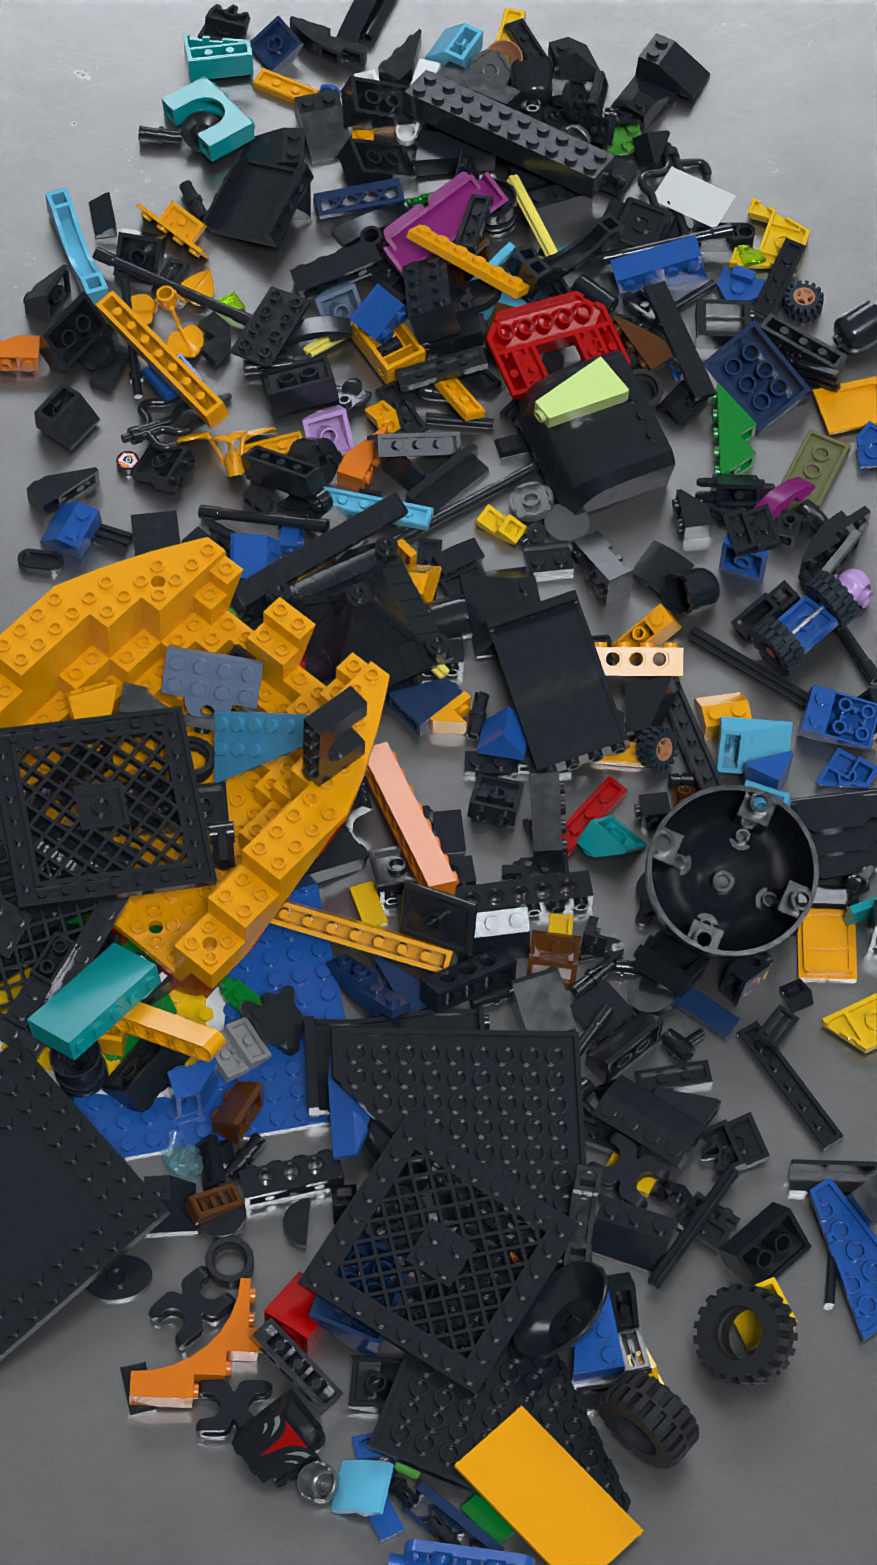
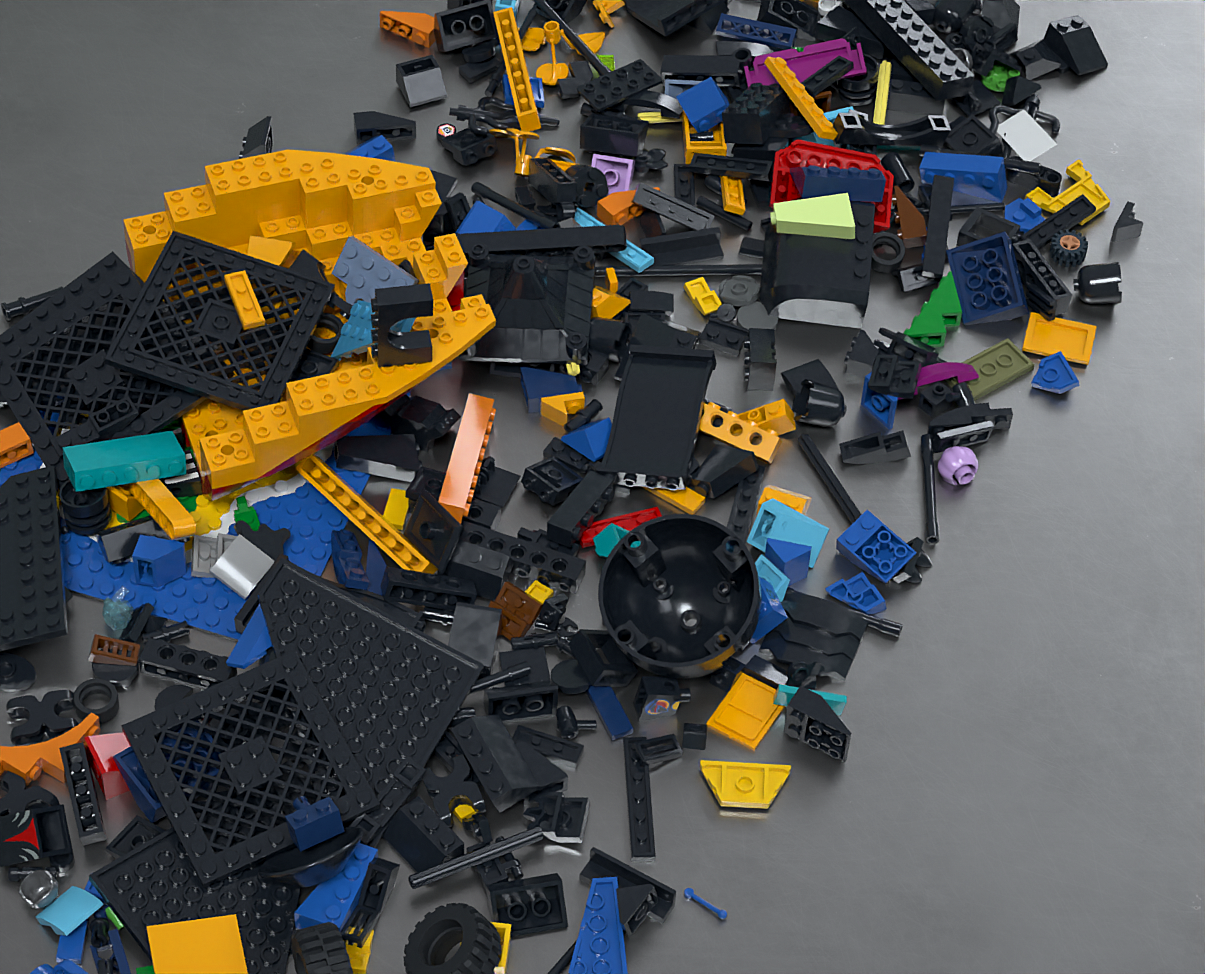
camera: 30 degrees right, 10 degrees down
(110, 770) = (244, 300): none -> light orange tile
(173, 1194) = (81, 630): black slope -> none
(186, 267) = (581, 28): black tile -> none
(238, 1111) = (181, 597): reddish brown slope -> none
(275, 1049) = (242, 566): none -> light grey slope
(383, 415) = (665, 182): light orange bracket -> none
(543, 1279) = (313, 822): none -> dark blue brick
(571, 343) = (859, 184): none -> dark blue slope
(657, 747) = (715, 501): black wheel -> none
(750, 256) = (1045, 197): clear neon green tile -> none
(792, 635) = (871, 471): black plate -> none
(839, 251) = (1126, 225): none -> black slope

